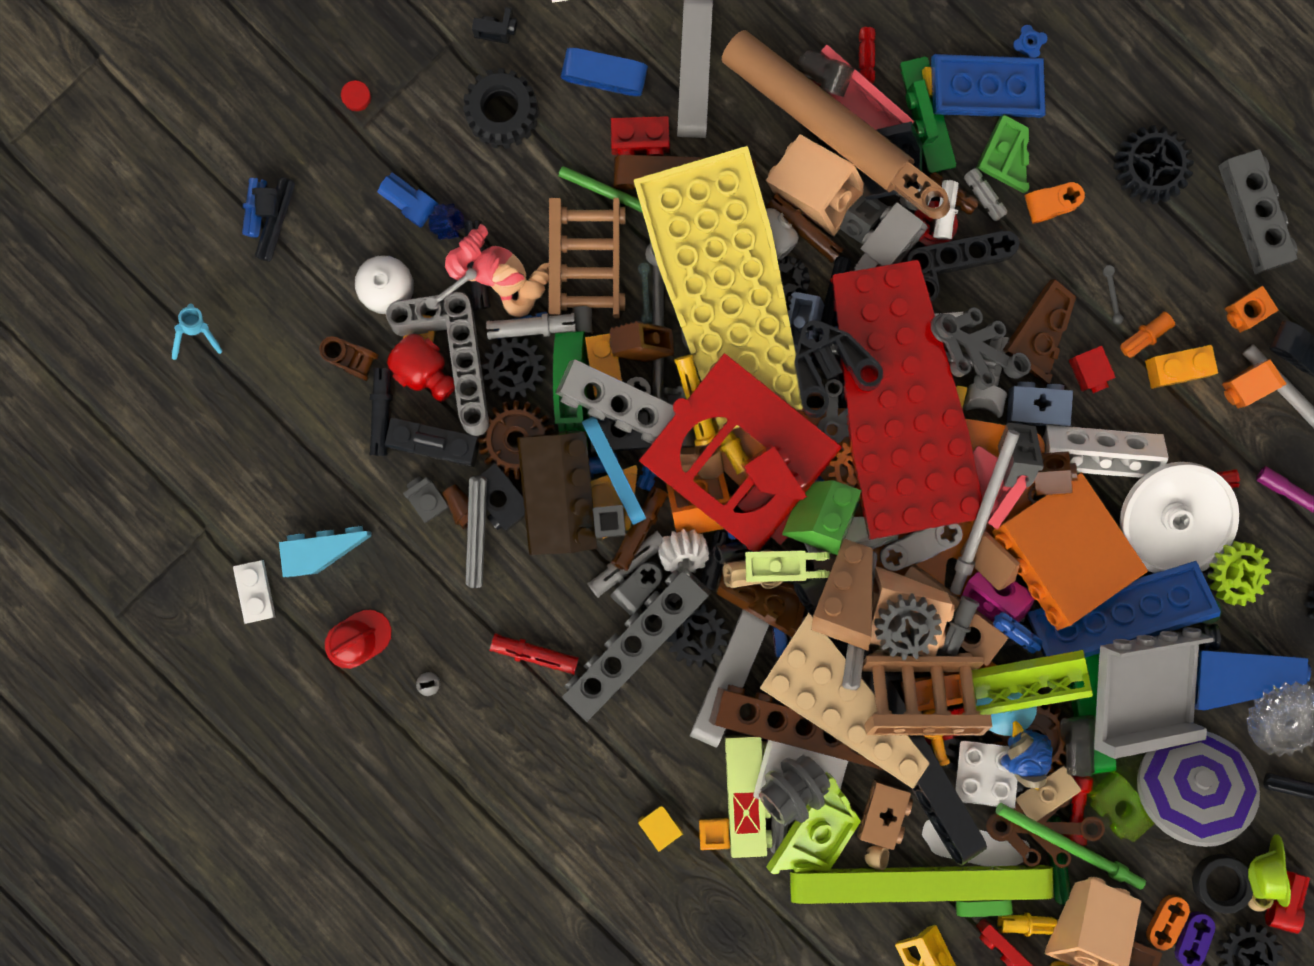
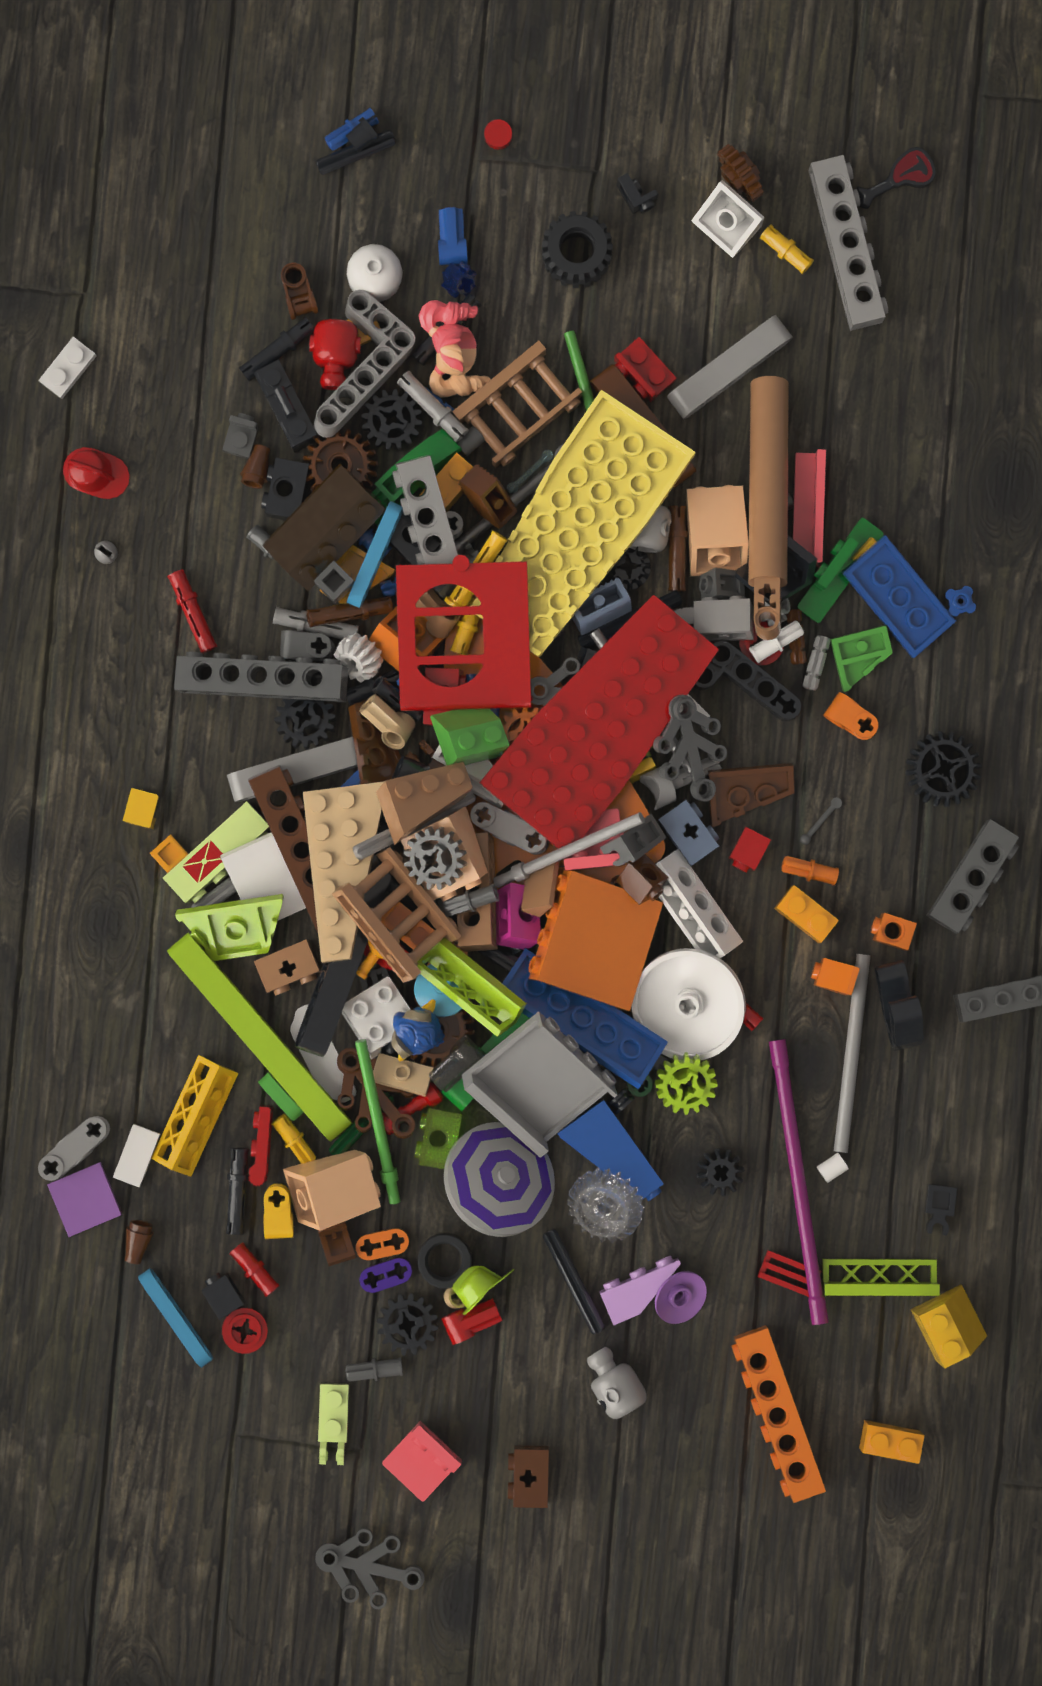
camera: 50 degrees right, 0 degrees up
(192, 323) = (225, 156): medium azure plant -> none
(313, 555) = (132, 389): medium azure slope -> none
(433, 303) = (388, 320): light grey hinge -> none
(476, 531) = (246, 492): axle -> none
(520, 551) = (258, 537): none -> dark grey pin
(604, 72) = (669, 302): blue beam -> none
(771, 475) = (465, 671): red slope -> none
(782, 566) = (406, 734): yellowish green hinge -> none
(790, 793) = (249, 877): dark grey piece -> none
(830, 73) = (804, 467): clear smoke piece -> none
(850, 351) = (558, 636): black connector -> none
(867, 53) = (847, 488): red axle -> none
(877, 857) = (252, 988): tan hinge -> none
(1017, 632) = (501, 948): blue axle -> none

